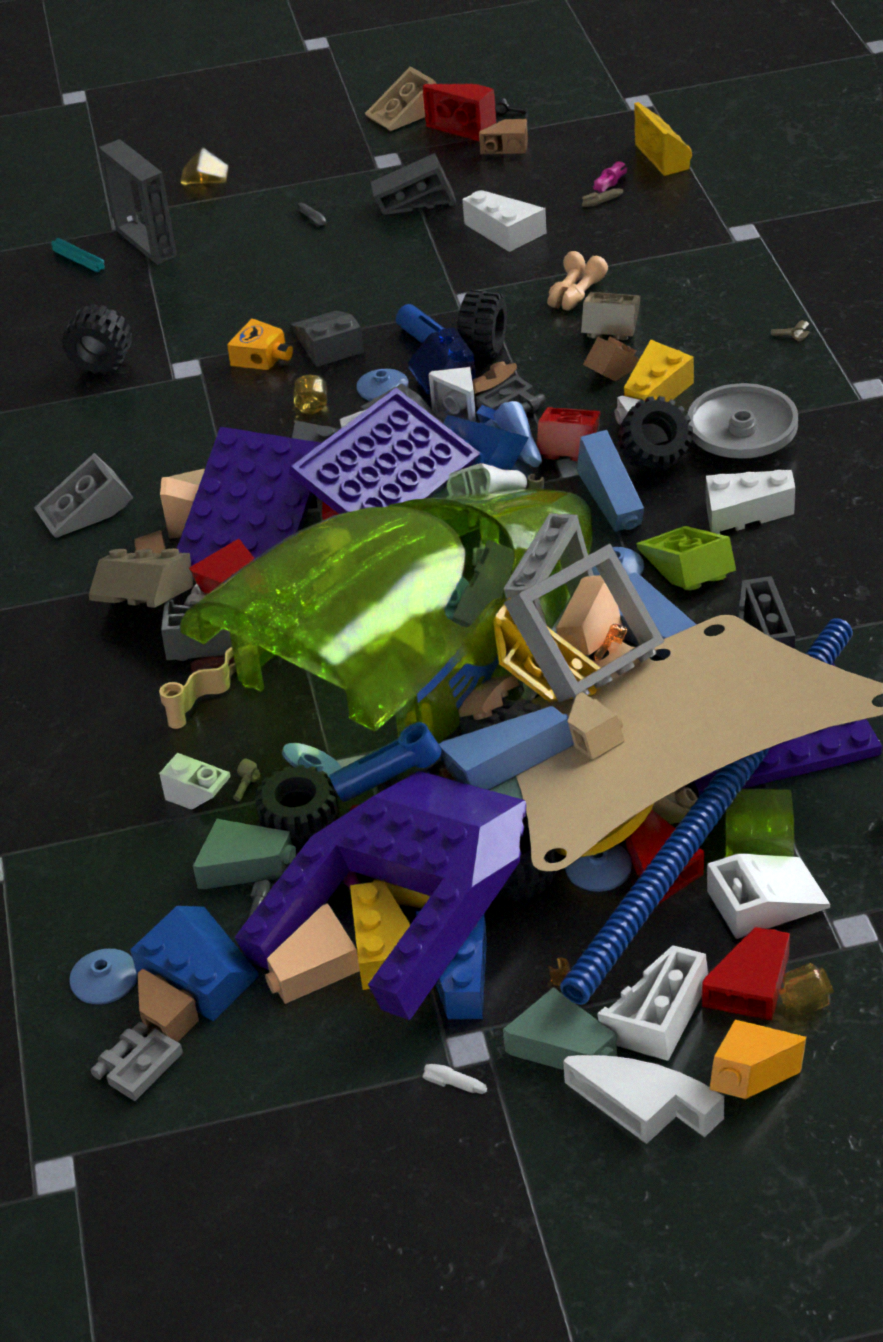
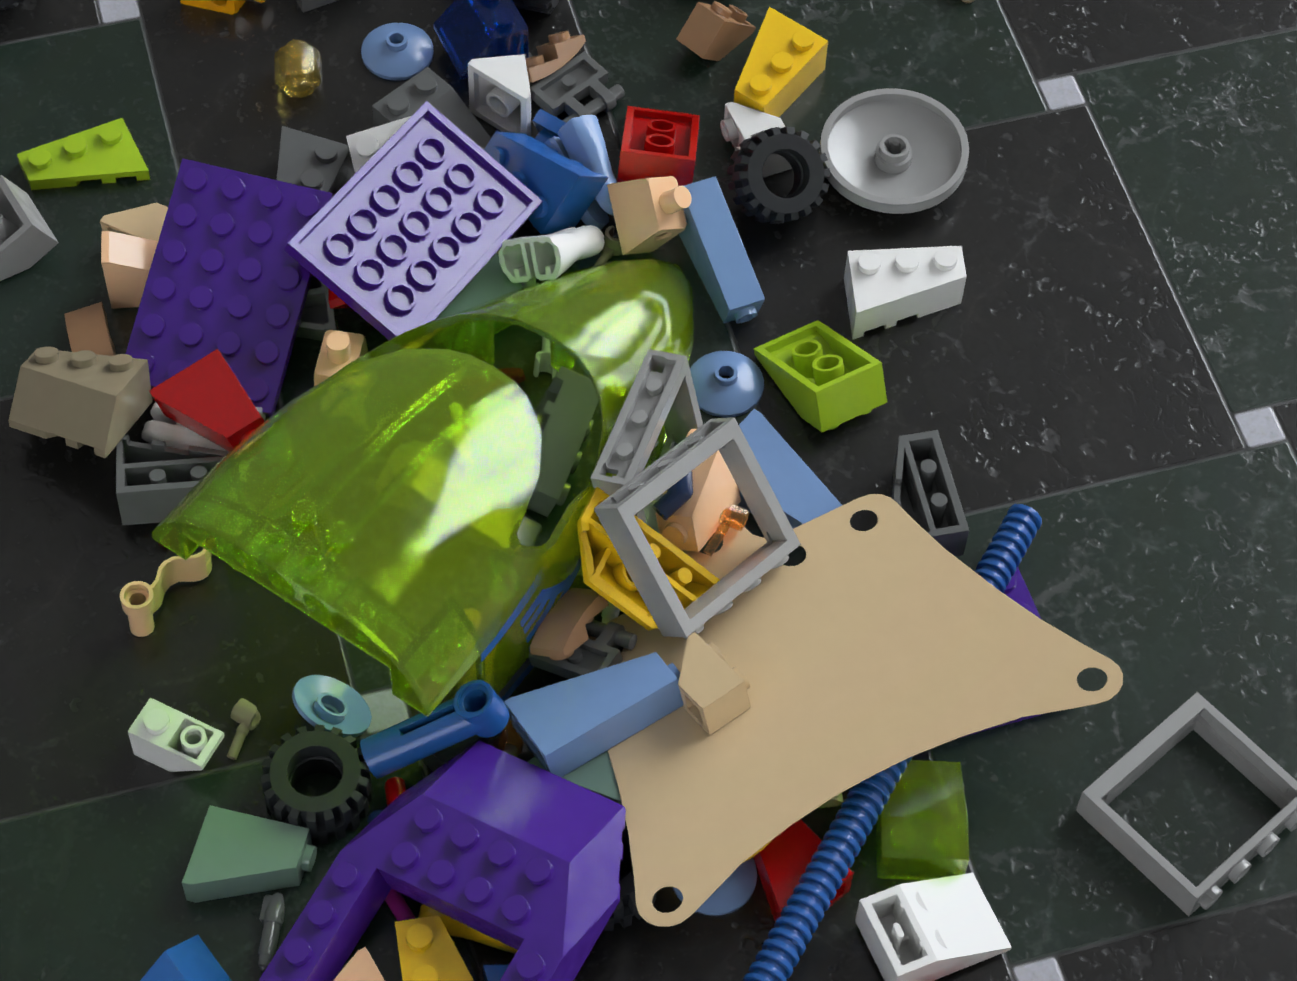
camera: 10 degrees left, 15 degrees up
(157, 450) = (93, 154): none -> lime wing
(558, 458) = (648, 212): none -> light nougat torso
(572, 609) = (675, 497): none -> dark blue arm

